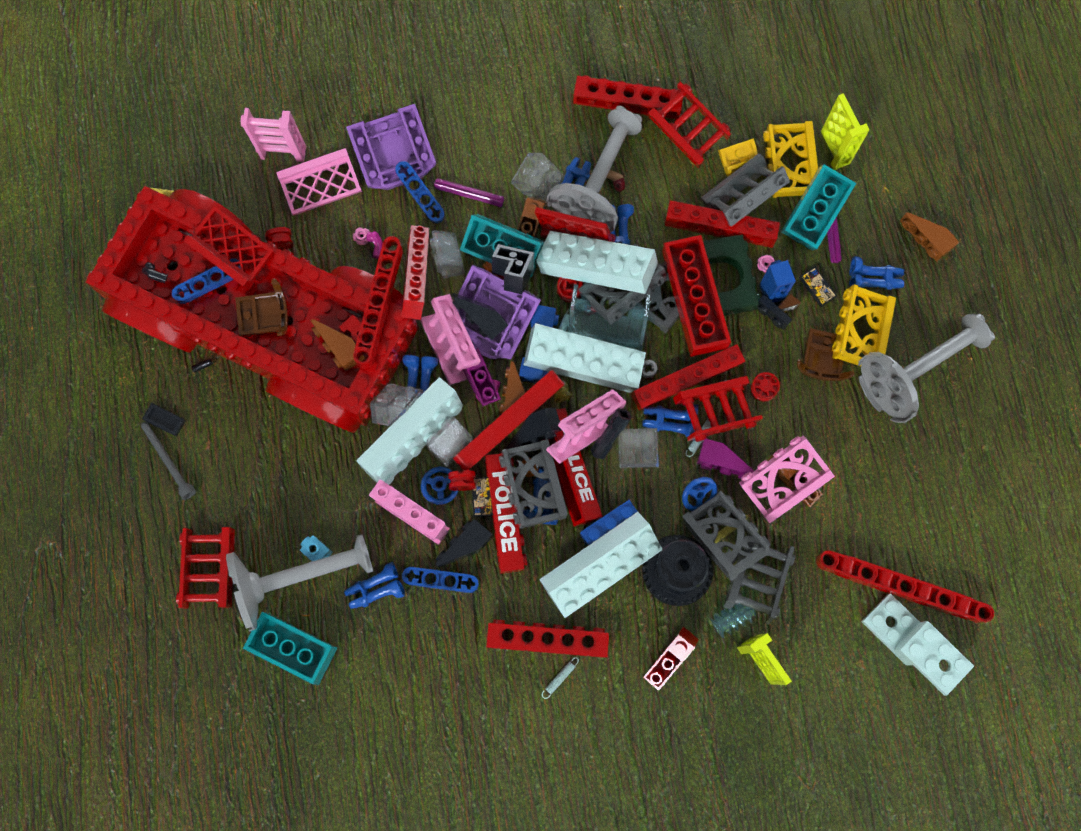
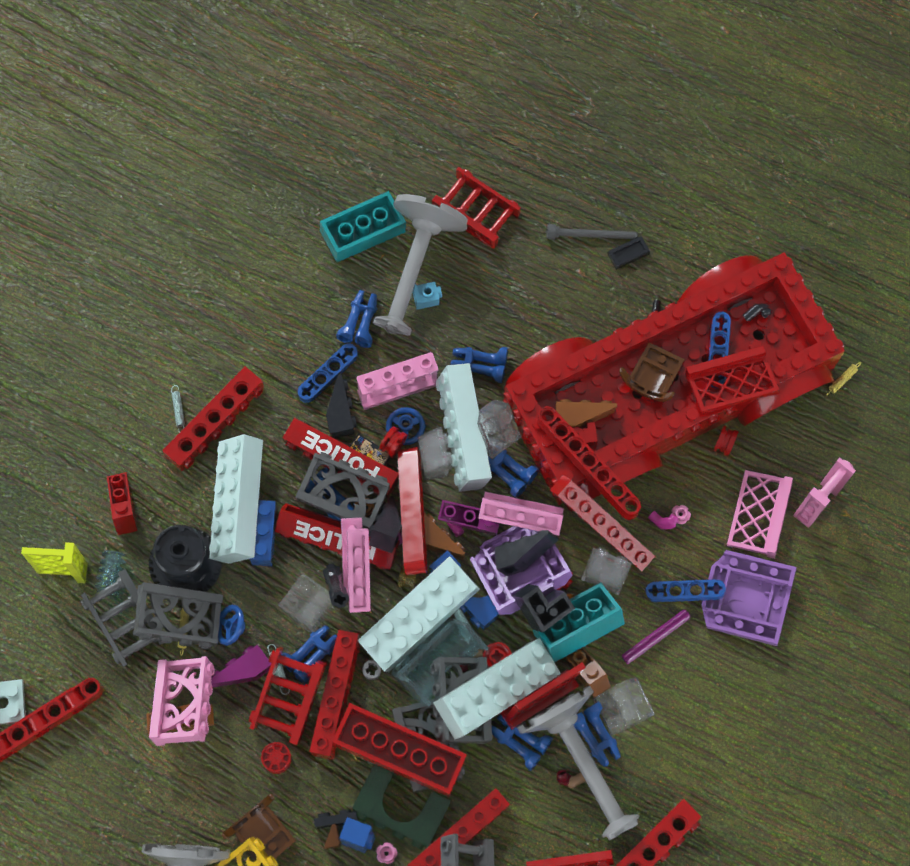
camera: 120 degrees right, 5 degrees down
(329, 451) = (498, 358): none -> blue piece

